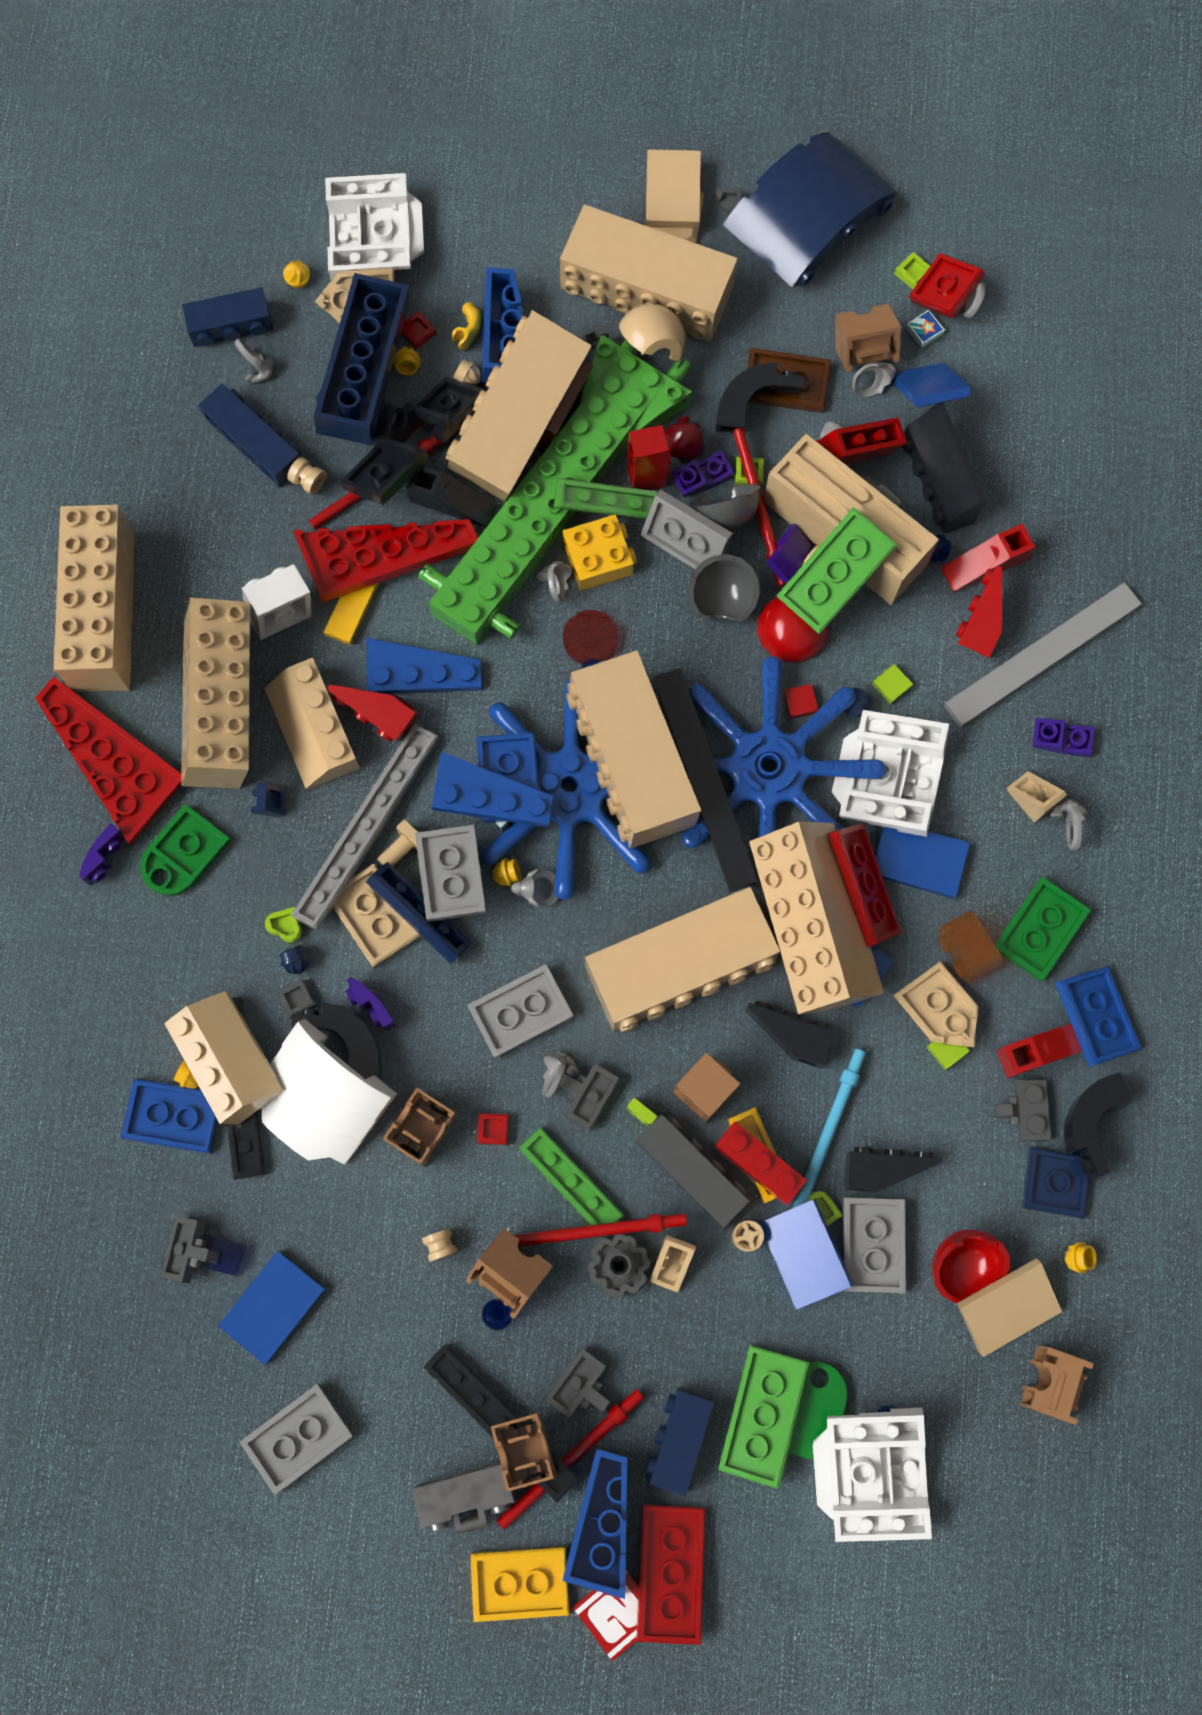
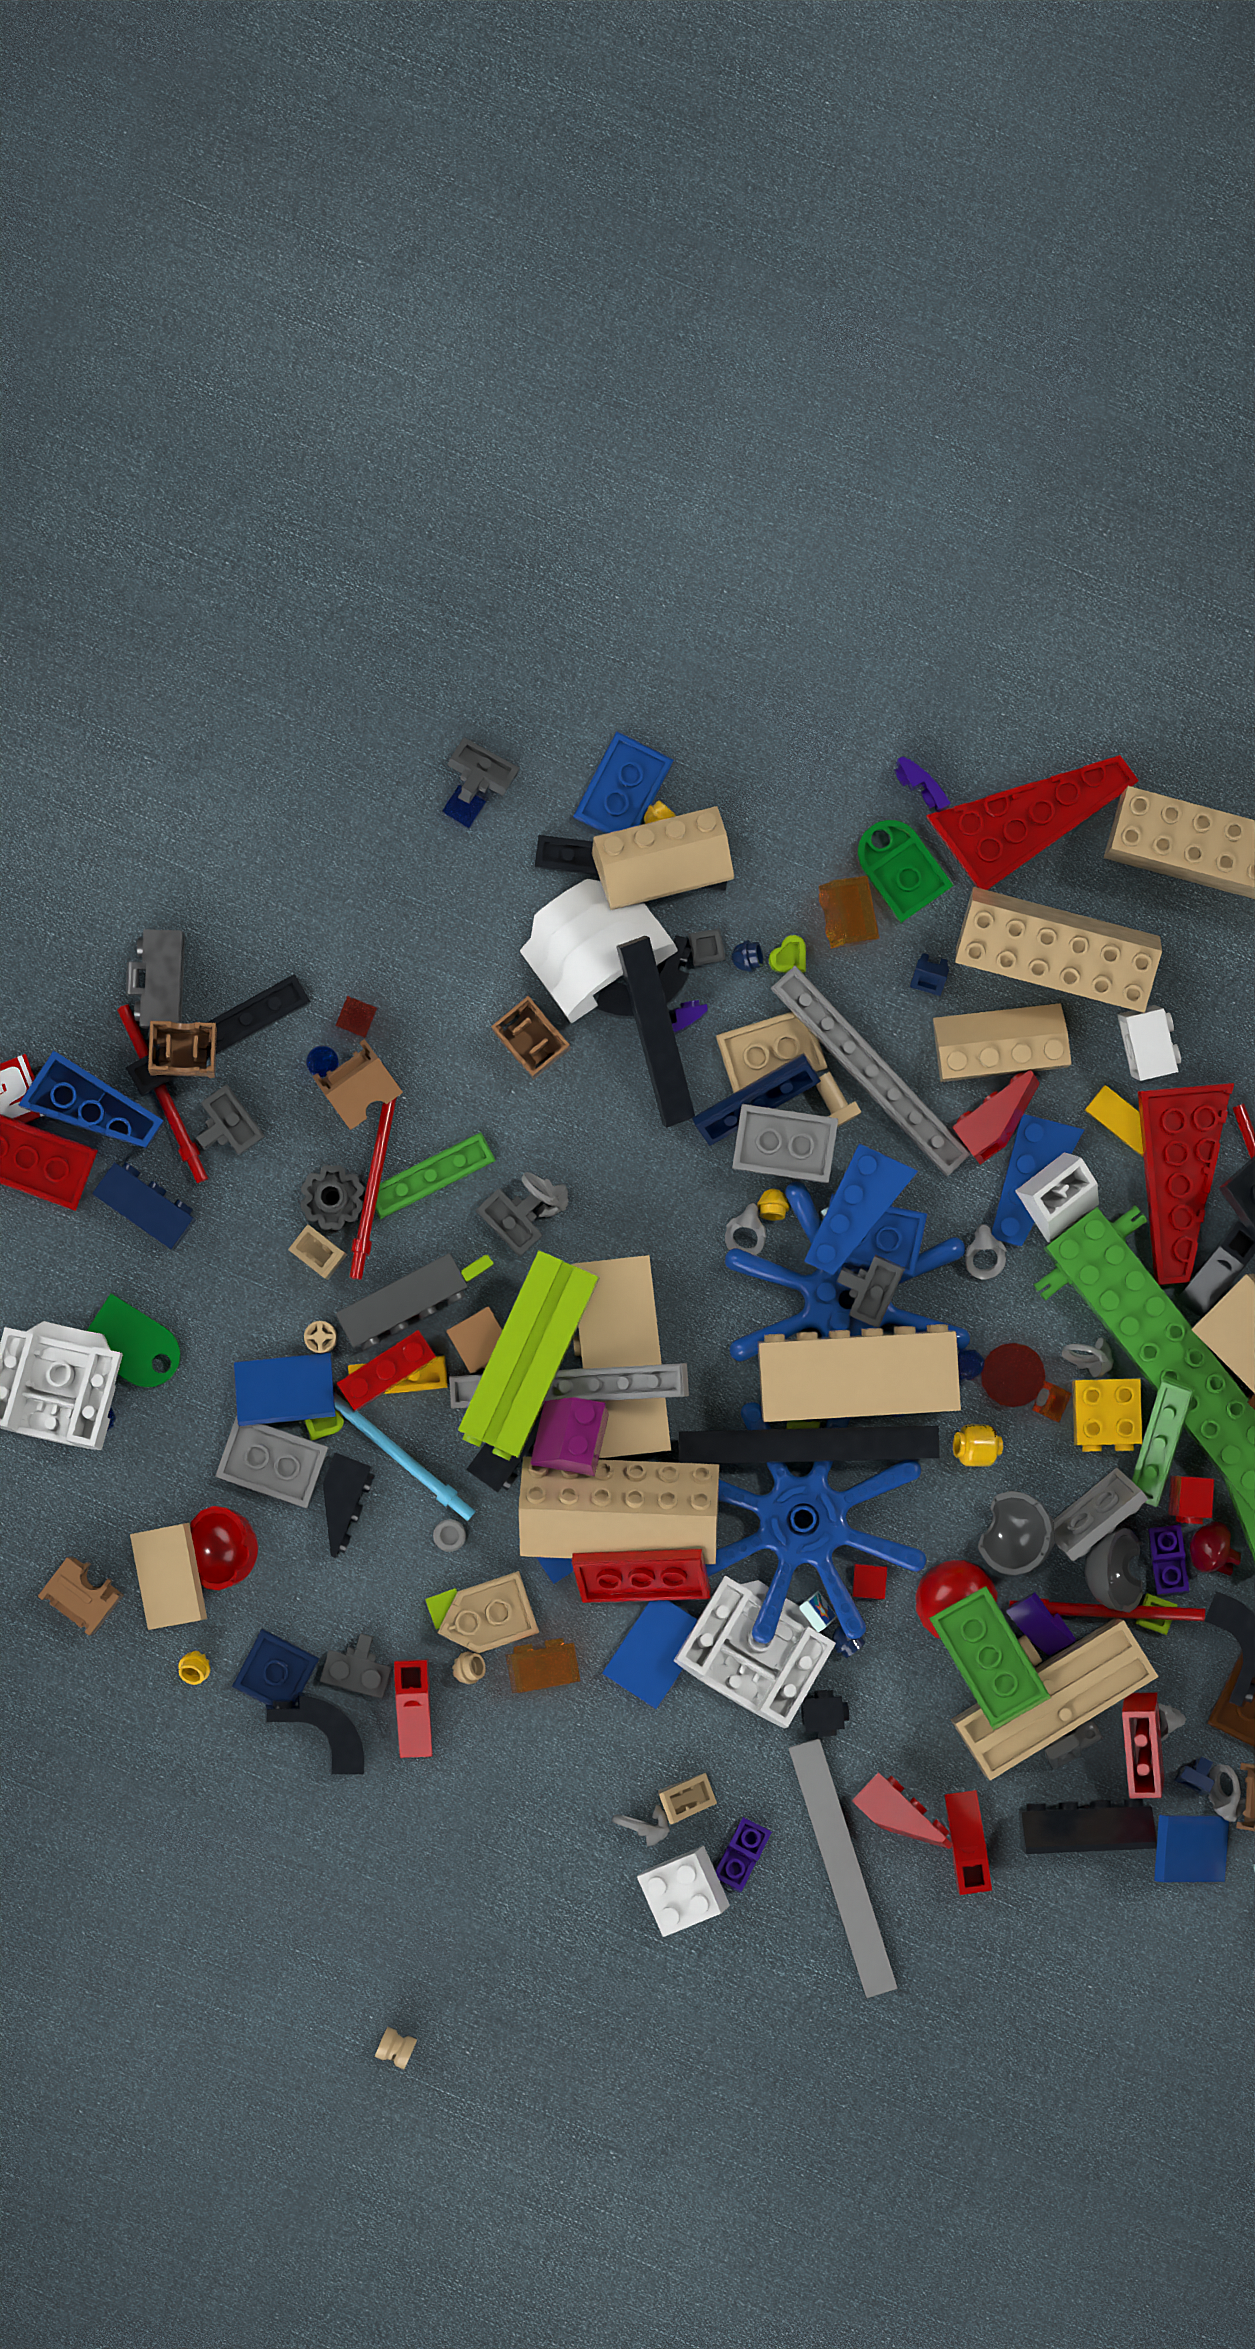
camera: 110 degrees right, 10 degrees up
(230, 882) = (848, 912): none -> clear orange brick
(271, 1307) = (399, 840): blue tile -> none
(296, 1439) = (265, 831): light grey plate -> none
(381, 1015) = (655, 1031): none -> black tile
(426, 638) = (1060, 1195): none -> white slope
(440, 1245) = (408, 1024): tan wheel -> none
(446, 1295) = (356, 1017): none -> clear red plate
(485, 686) = (983, 1241): none -> light grey piece
(493, 1129) = (509, 1111): red tile -> none
(519, 1584) = (62, 1009): yellow tile -> none
(520, 1011) = (621, 1175): light grey plate -> none
(555, 761) = (872, 1289): none -> dark grey hinge
(603, 599) = (1051, 1401): none -> clear red plate
(658, 646) = (977, 1445): none -> yellow head
(709, 1033) = (528, 1355): none -> lime brick
(722, 991) = (596, 1384): none -> light grey tile
(764, 1417) = (142, 1296): bright green tile -> none
(768, 975) = (570, 1435): none -> magenta slope
(841, 733) = (818, 1611): none -> light aqua tile
(868, 402) = (1196, 1777): none -> dark blue tile
(883, 1065) = (449, 1535): none -> light grey tile
(892, 684) = (859, 1688): lime tile -> none
(924, 702) = (824, 1713): none -> black brick
(941, 550) = (1000, 1792): clear blue plate -> none
(992, 1011) = (469, 1667): none -> tan plate
(1041, 929) = (540, 1752): green plate -> none
(1098, 1016) = (430, 1777): blue tile -> none
(1115, 771) = (683, 1891): none -> white brick

